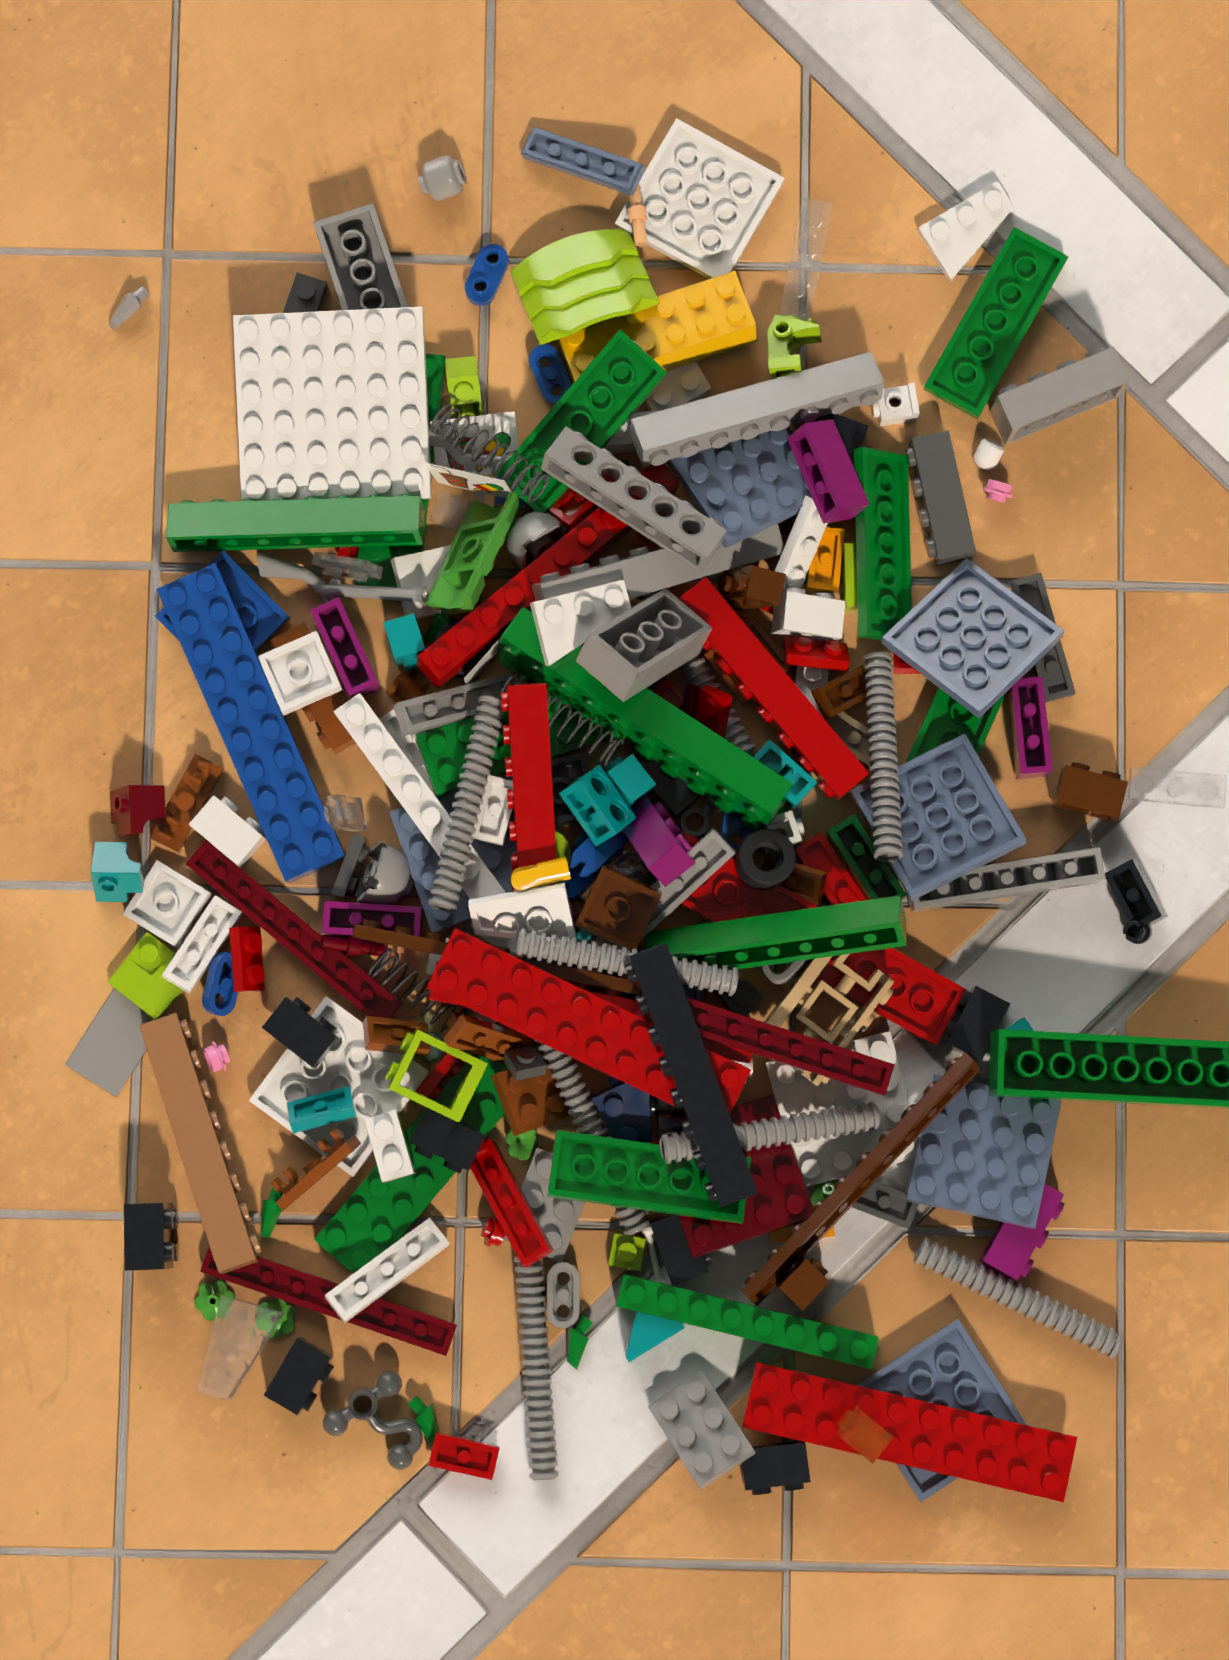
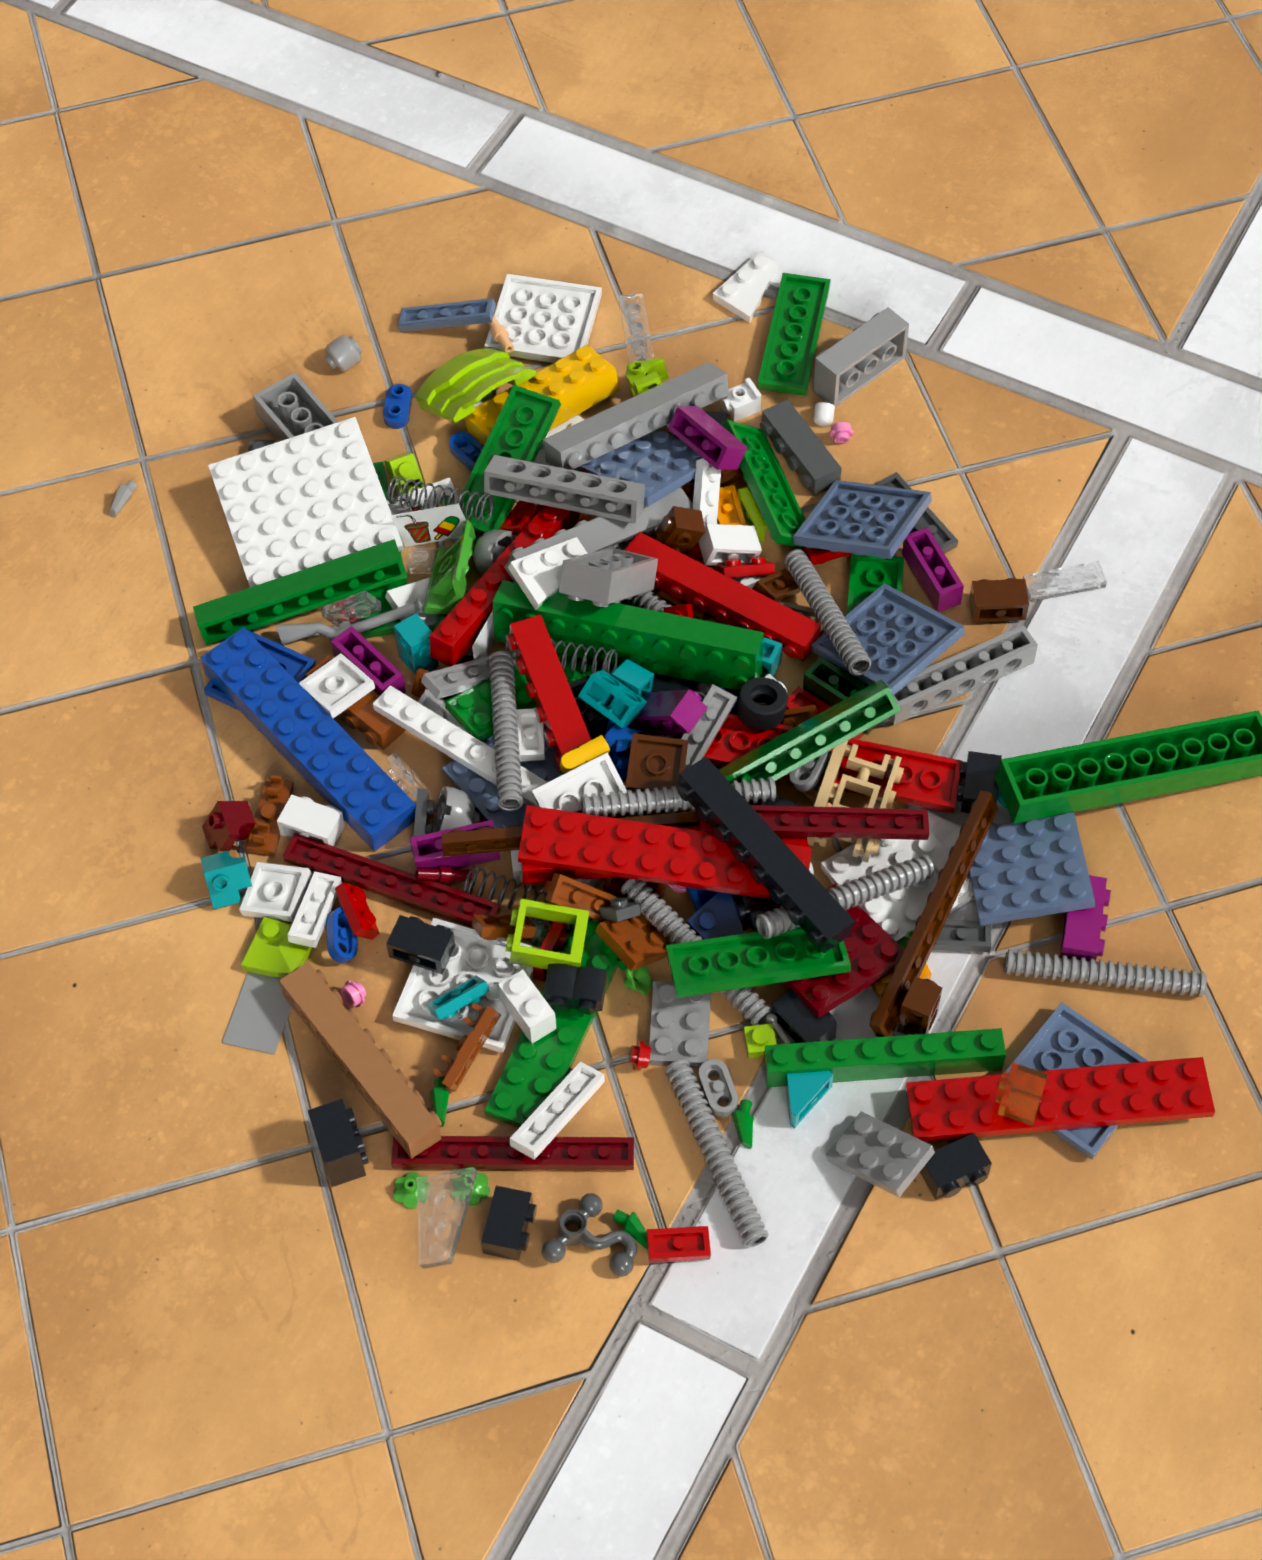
camera: 15 degrees left, 25 degrees down
(510, 1205) = (647, 1025): red plate -> none
(1136, 899) = (1069, 659): black hinge -> none

